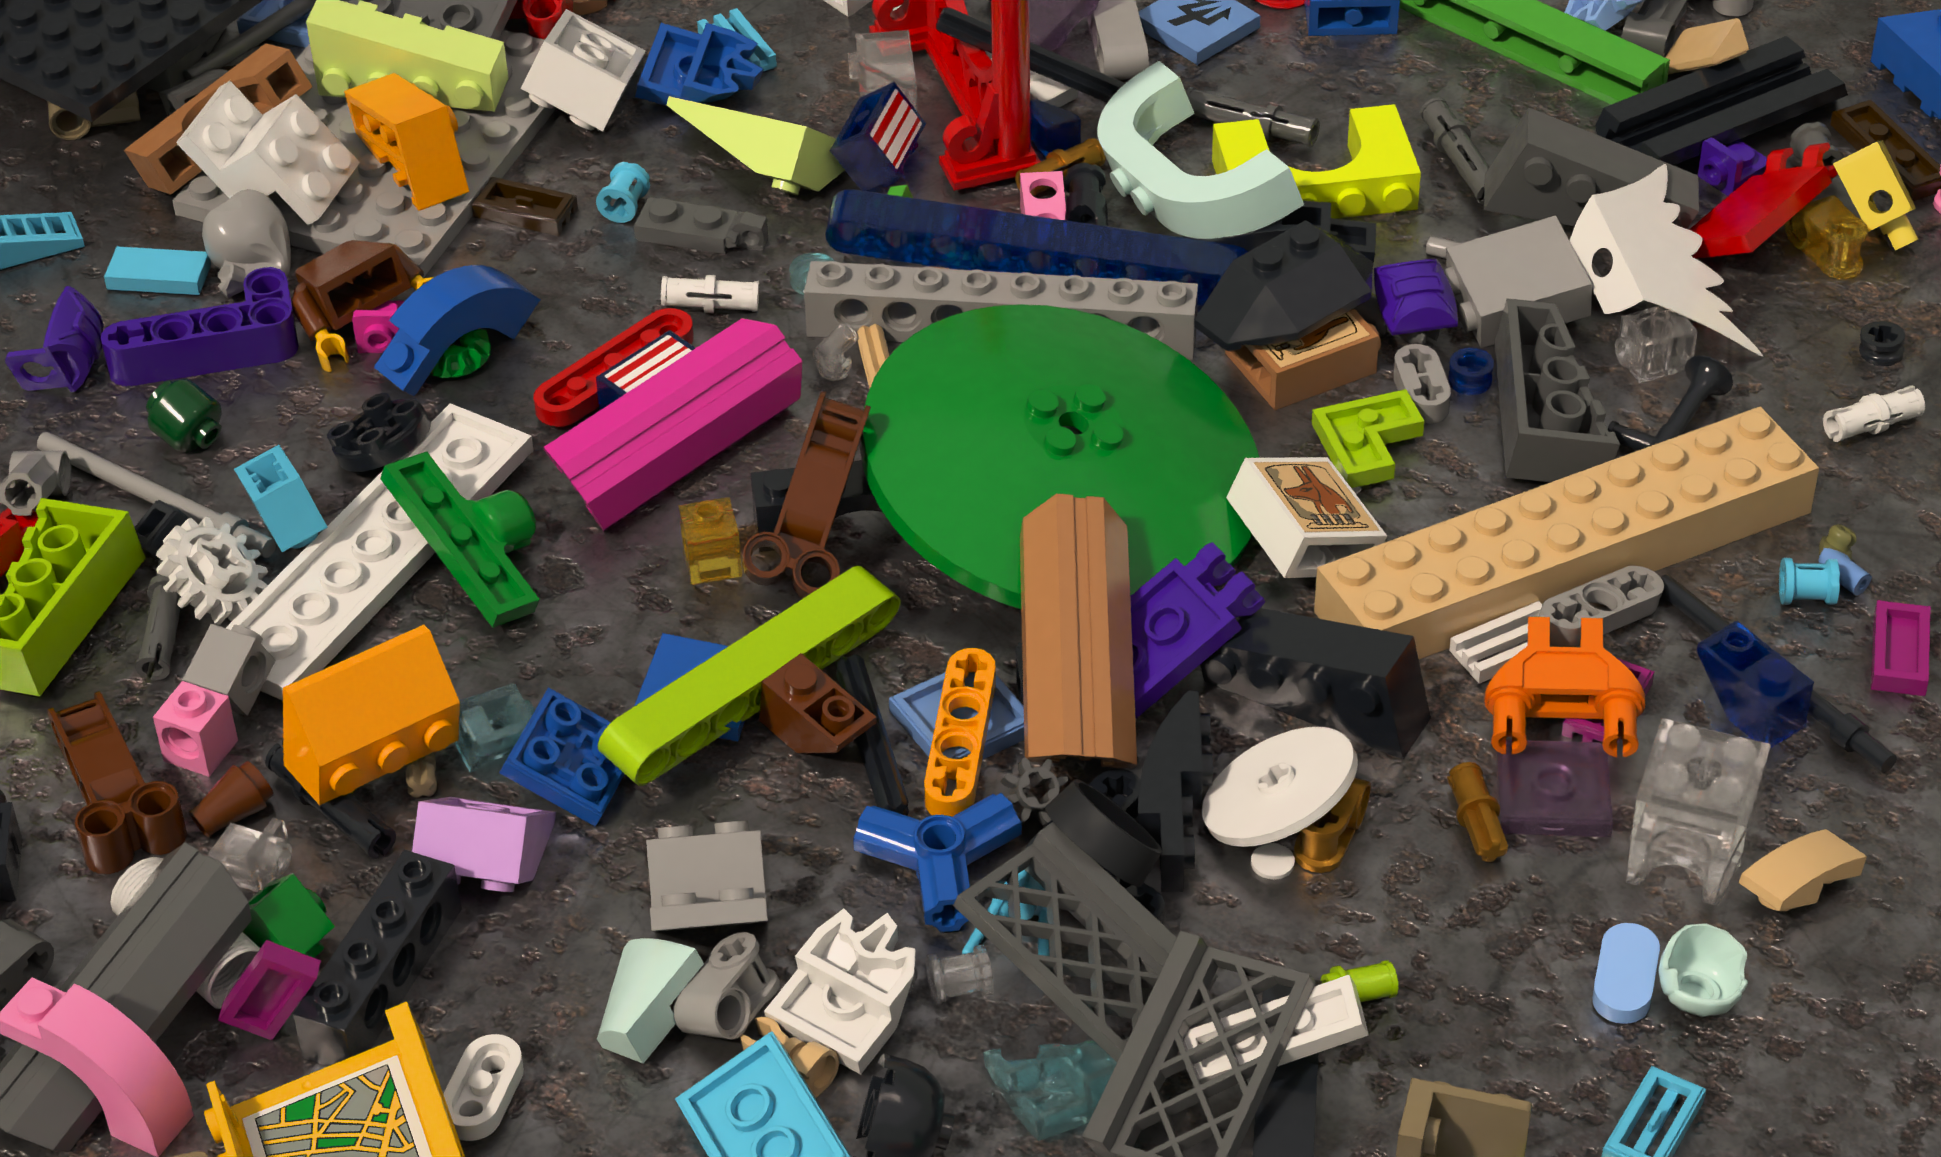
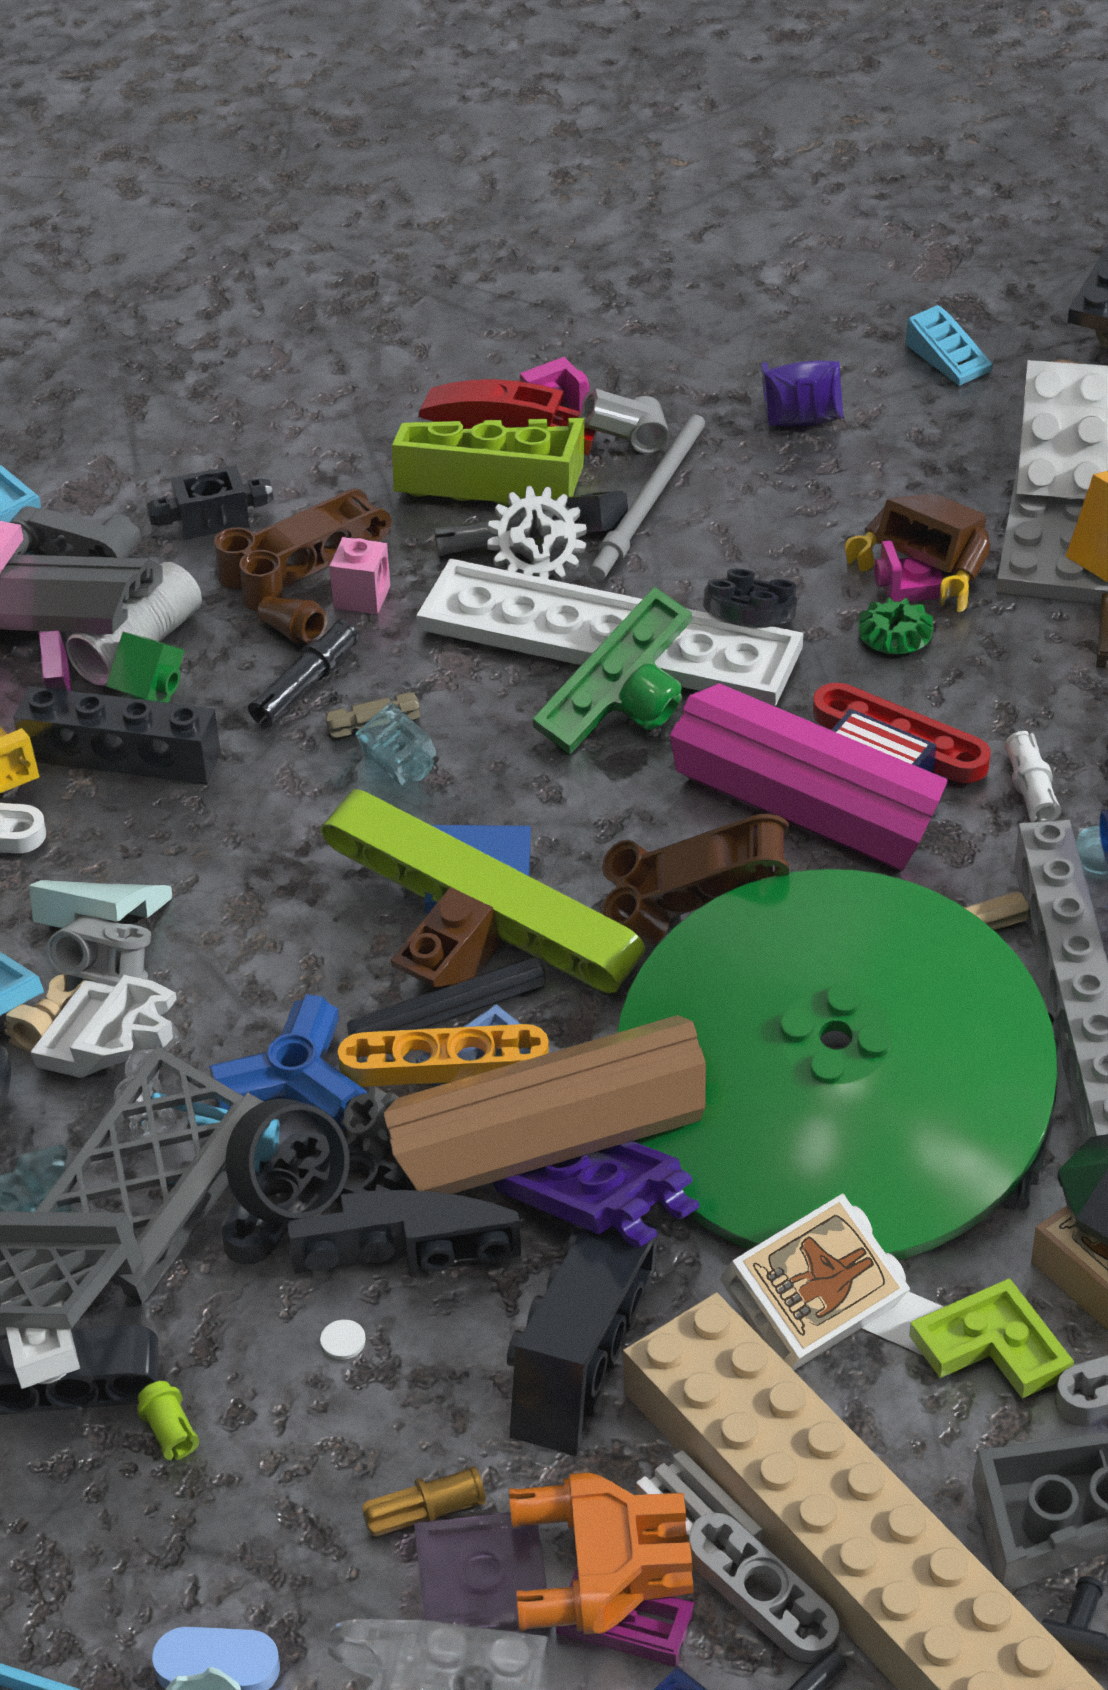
camera: 80 degrees right, 0 degrees up
(157, 270) = (935, 430): medium azure tile -> none
(184, 415) = (739, 482): dark green head -> none
(206, 338) = (843, 472): dark purple beam -> none
(232, 665) = (414, 569): light grey brick -> none
(246, 236) = (976, 462): light grey piece -> none
(252, 855) = (236, 645): clear bracket -> none
(281, 499) = (628, 552): medium azure brick -> none
(369, 715) = (348, 646): light orange slope -> none
(446, 310) = (921, 600): blue arch -> none
(484, 839) = (267, 766): lavender slope -> none
(562, 760) = (384, 775): blue tile -> none
(706, 877) = (216, 907): light grey bracket -> none
(710, 540) = (663, 822): clear yellow brick -> none
(830, 353) = (976, 882): clear arm -> none
(1279, 786) = (405, 1309): white piece -> none
(1325, 841) = (394, 1369): pearl gold piece -> none

